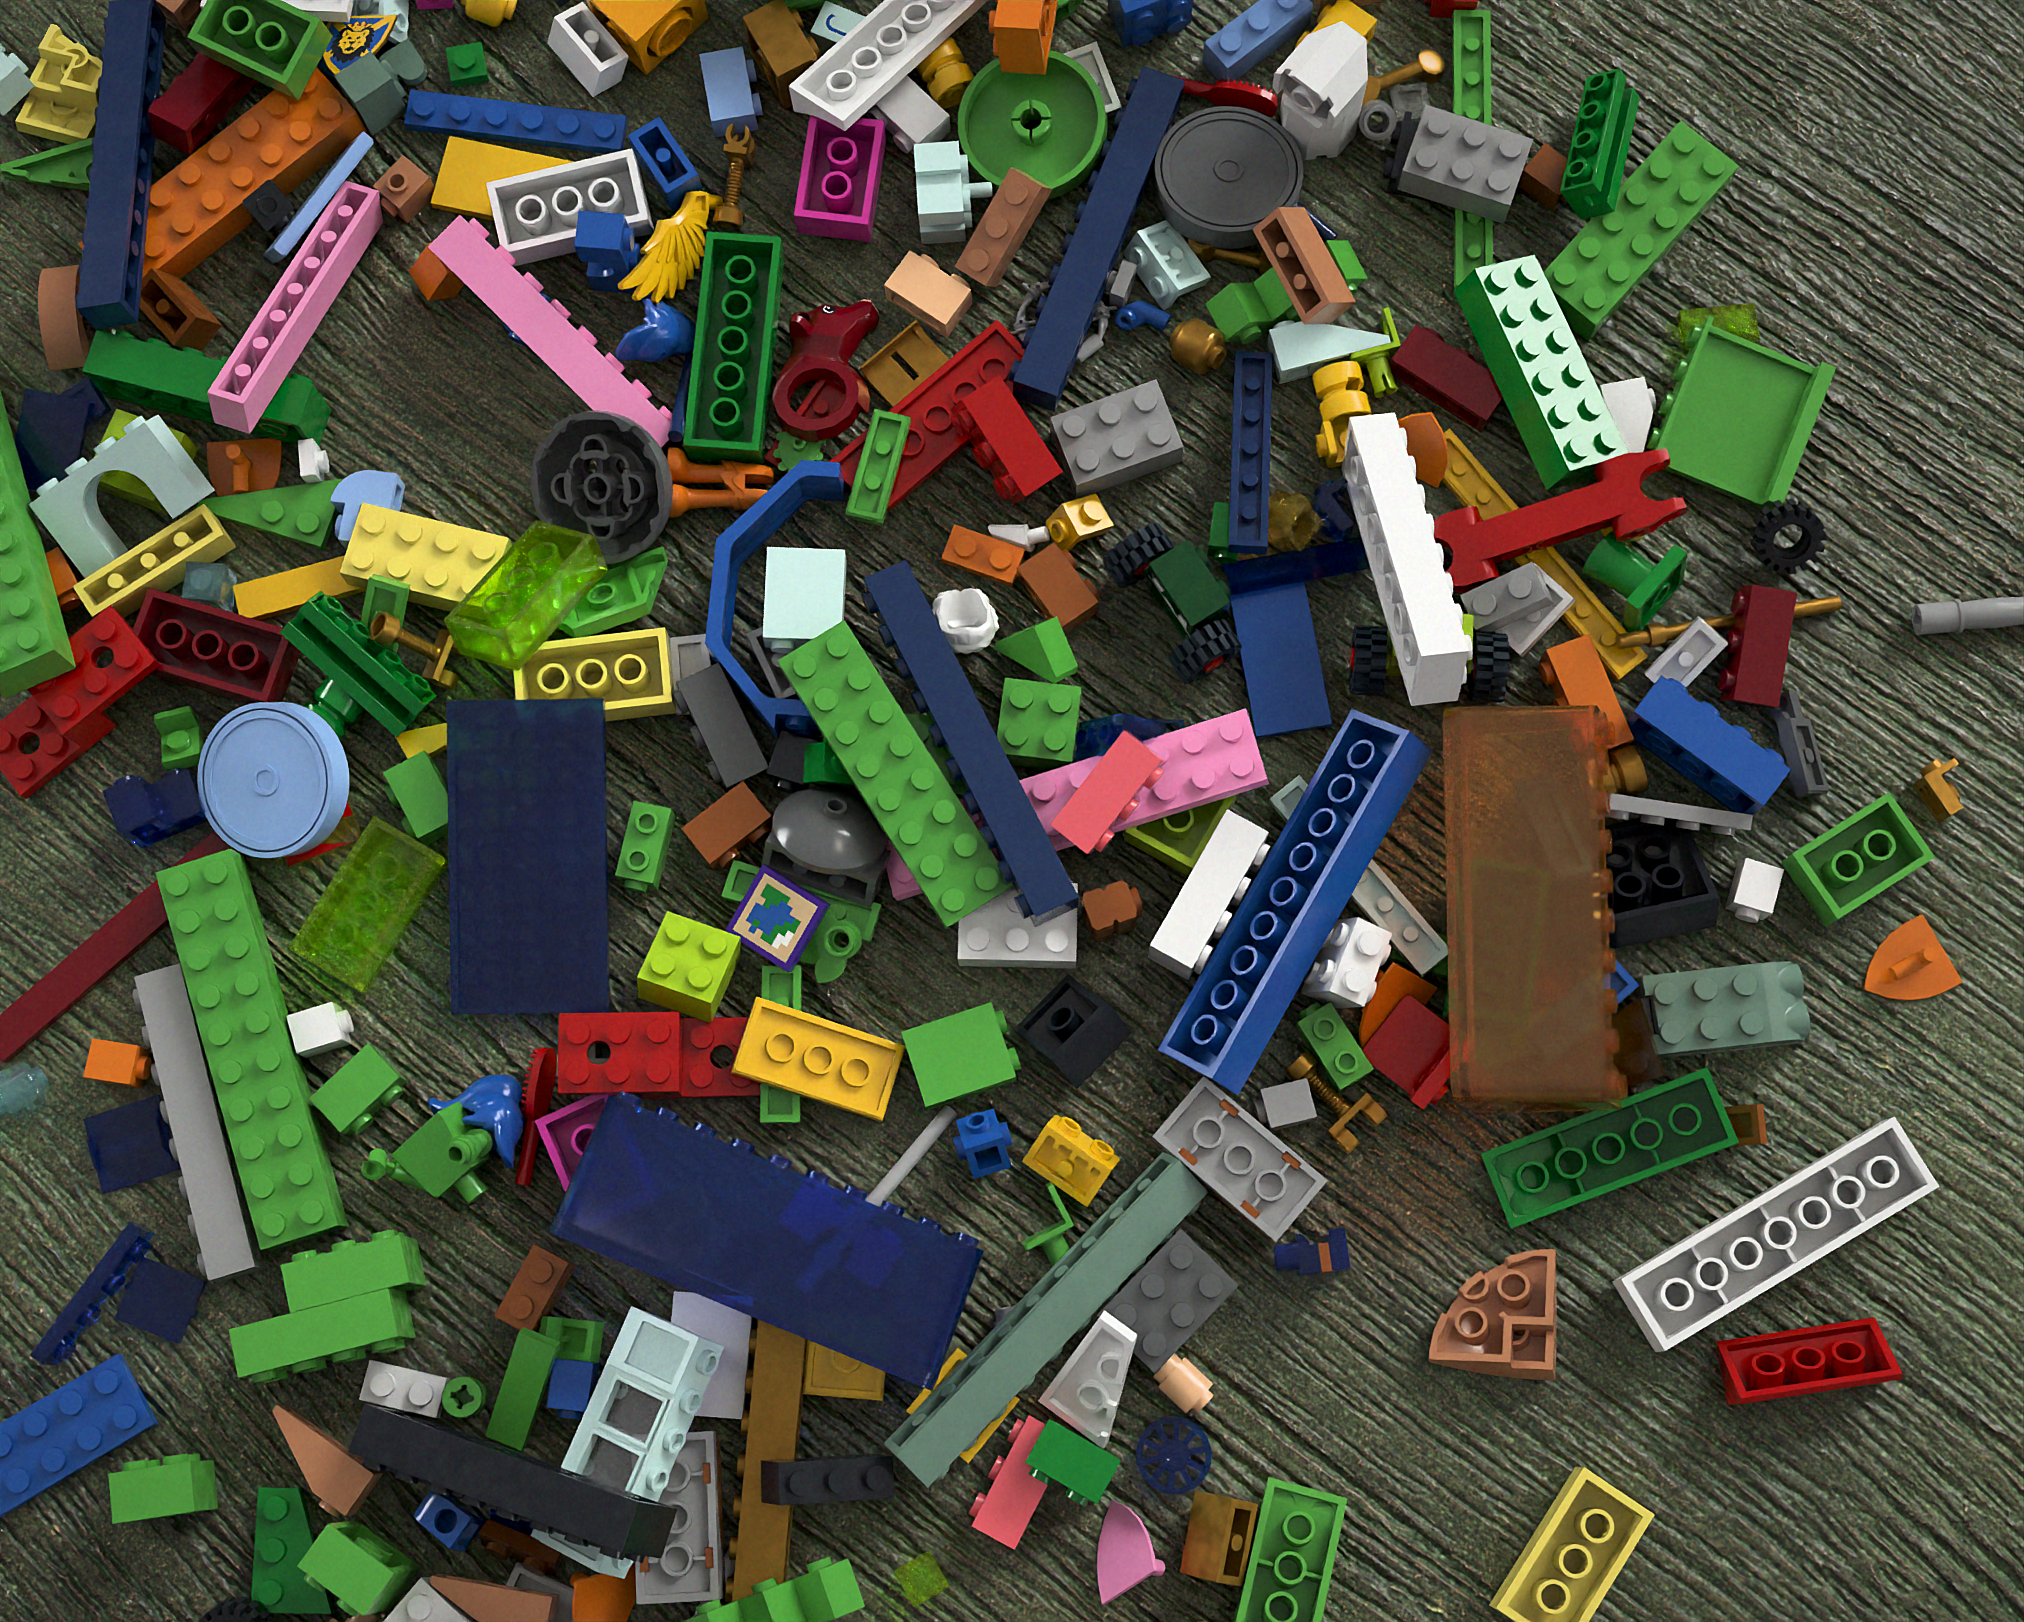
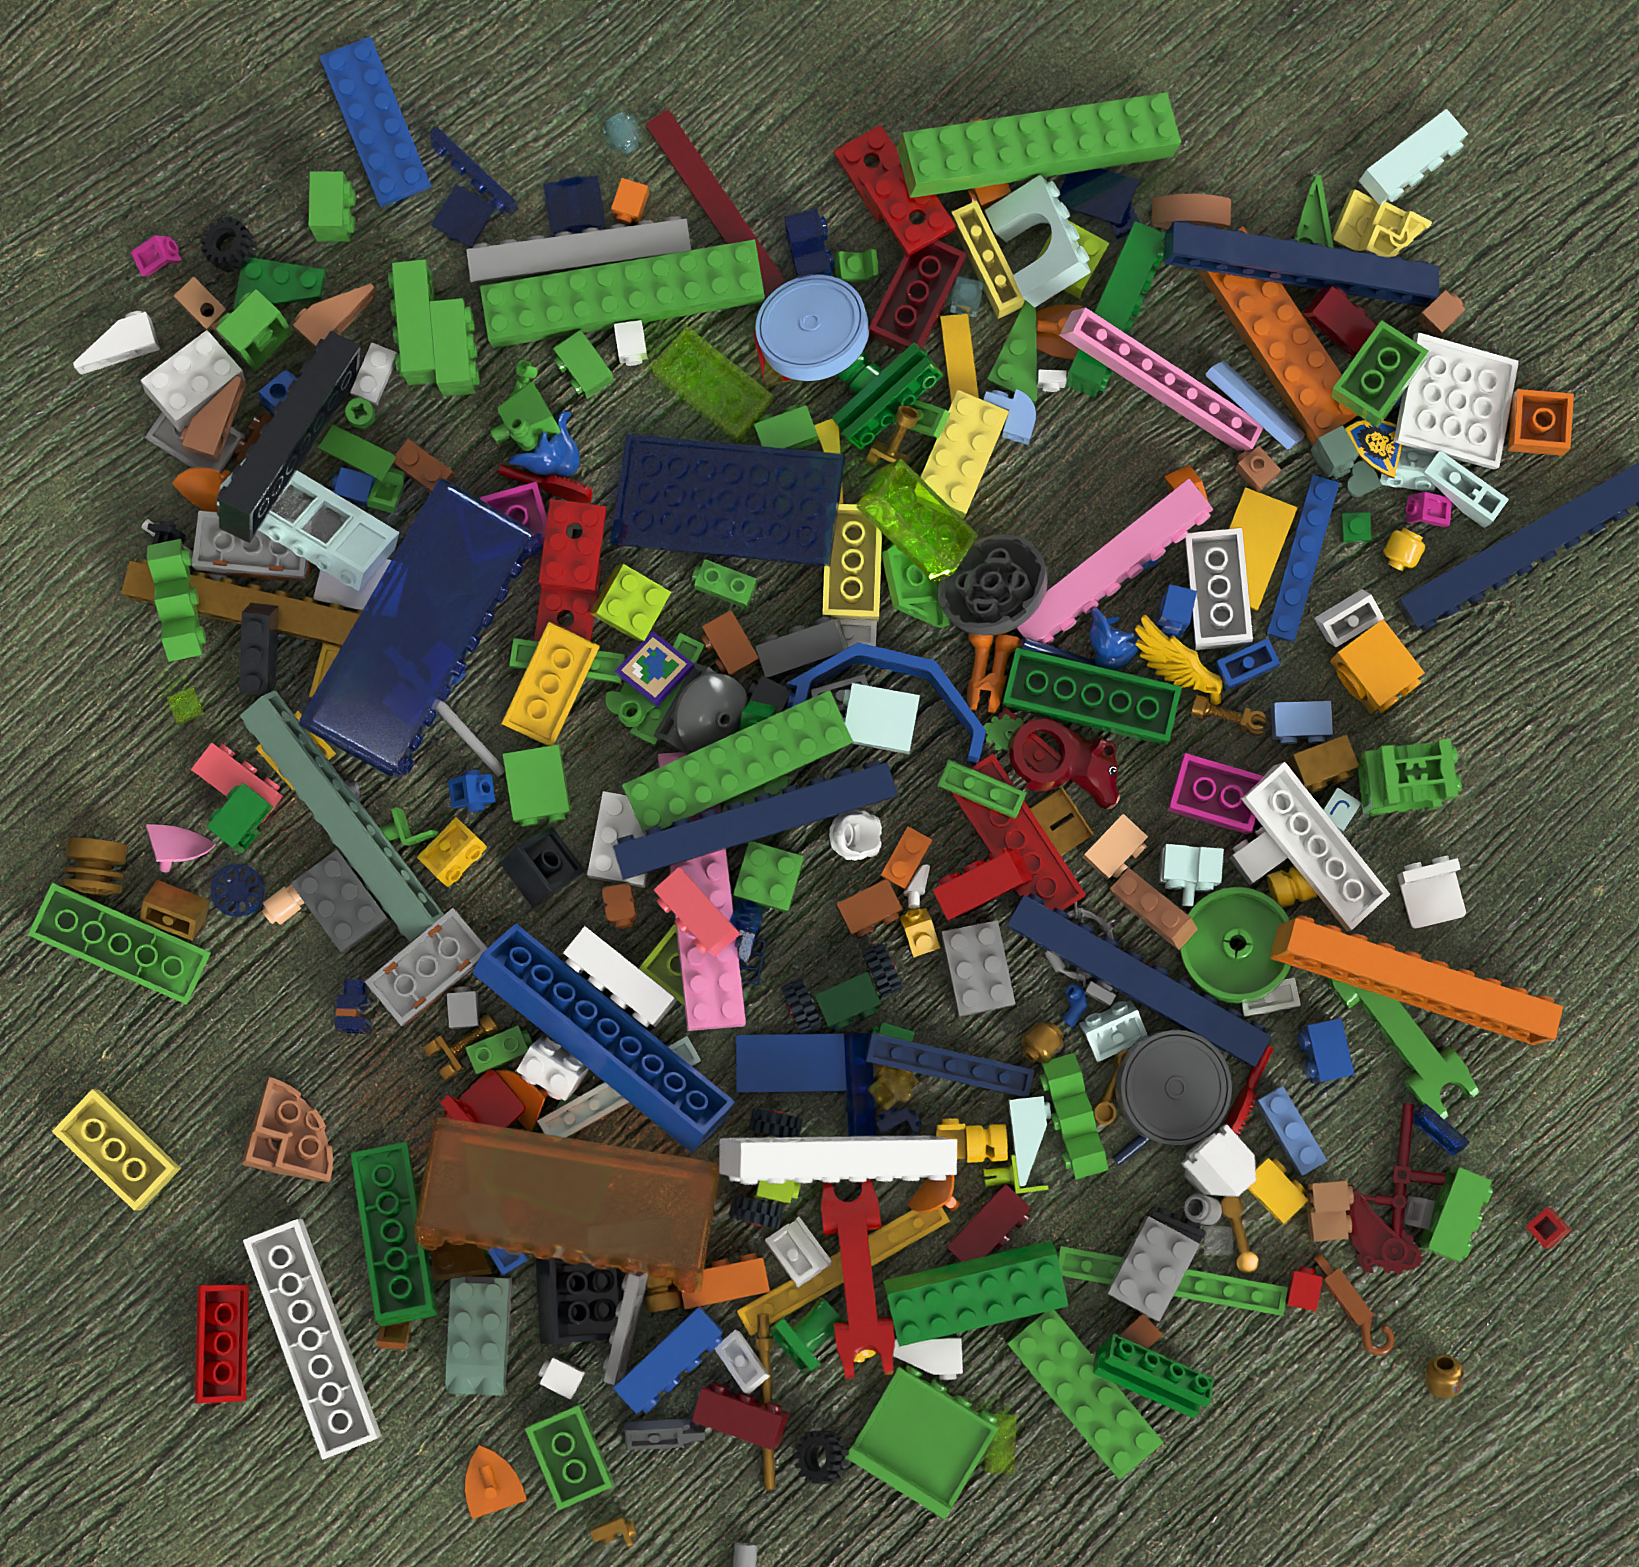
camera: 95 degrees right, 5 degrees up
(177, 310) = (1182, 293): dark orange brick -> none
(268, 207) = (1253, 368): black bracket -> none
(1041, 650) = (823, 886): bright green slope -> none
(1092, 1380) = (294, 840): white wing -> none
(1304, 265) = (1085, 1128): nougat brick -> none
(1507, 598) = (803, 1234): light grey brick -> none

